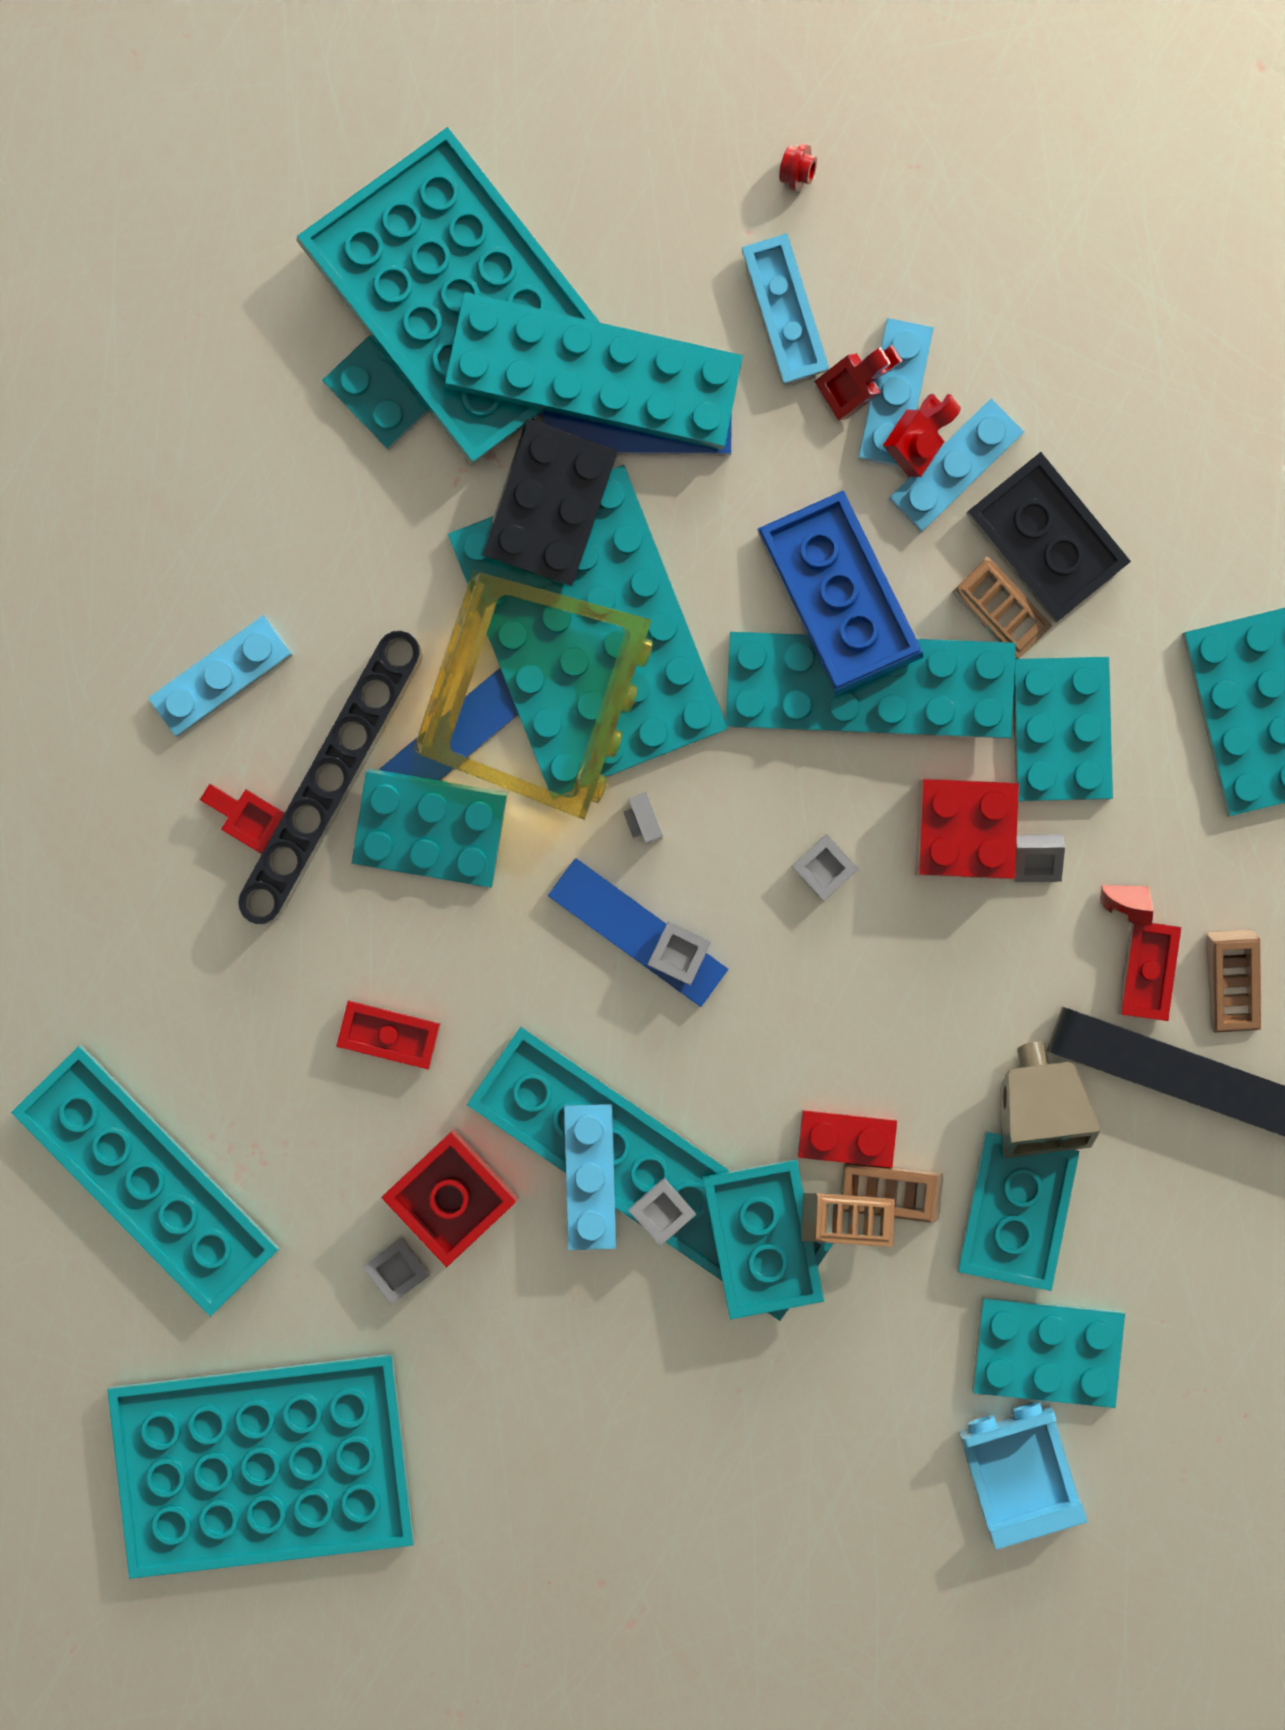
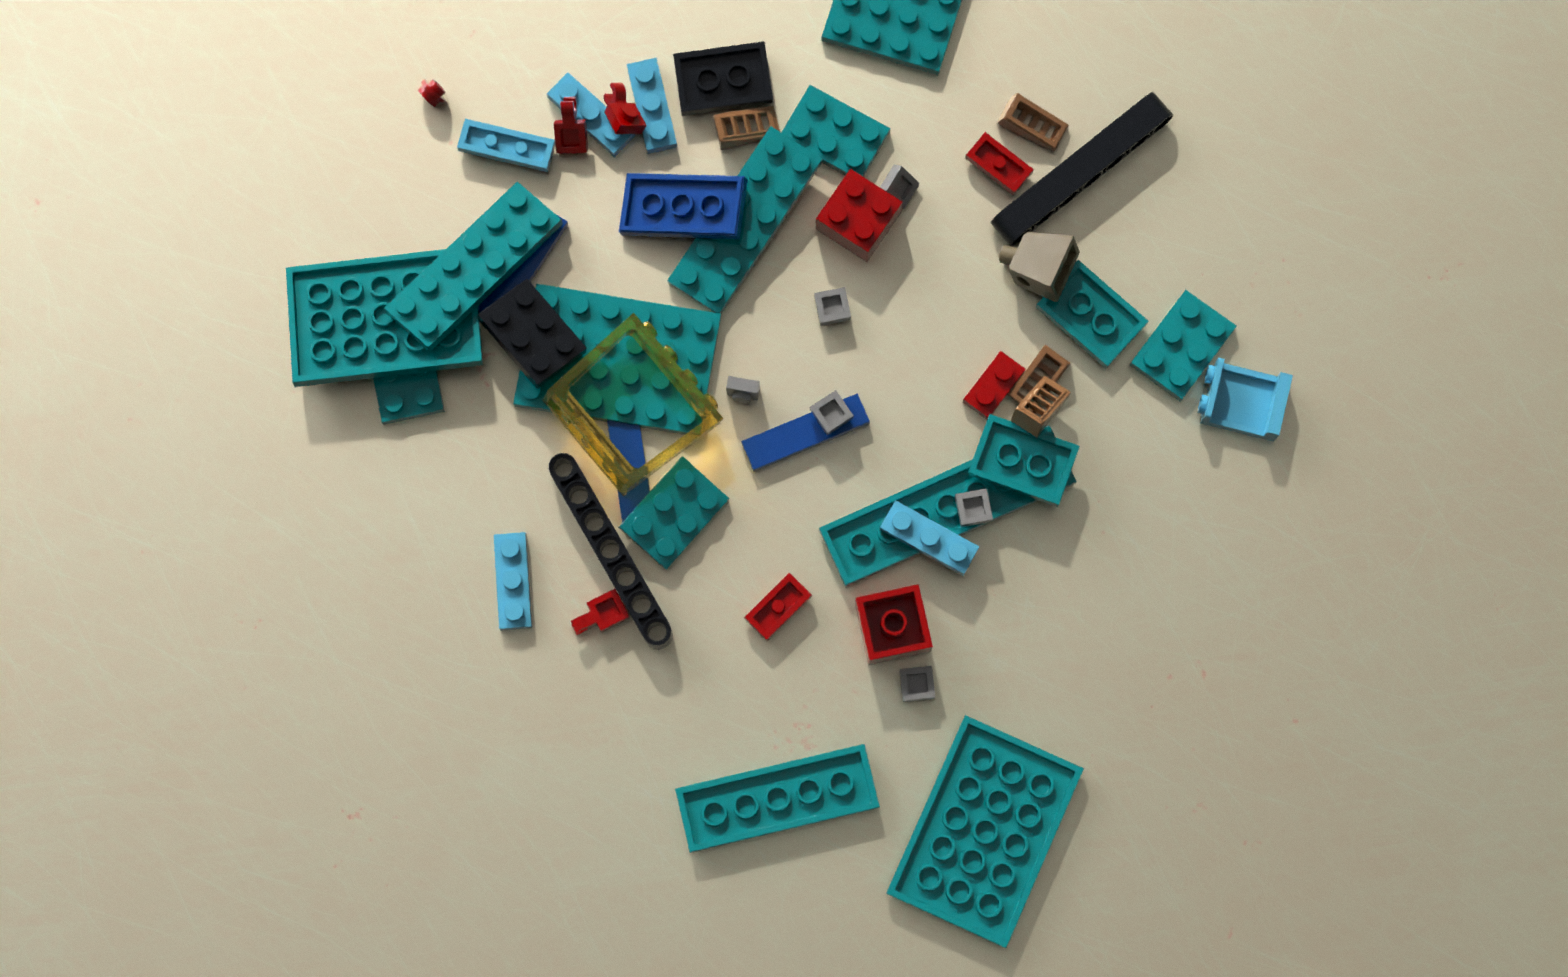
camera: 60 degrees left, 10 degrees down
(1130, 900) = (952, 151): tile -> none

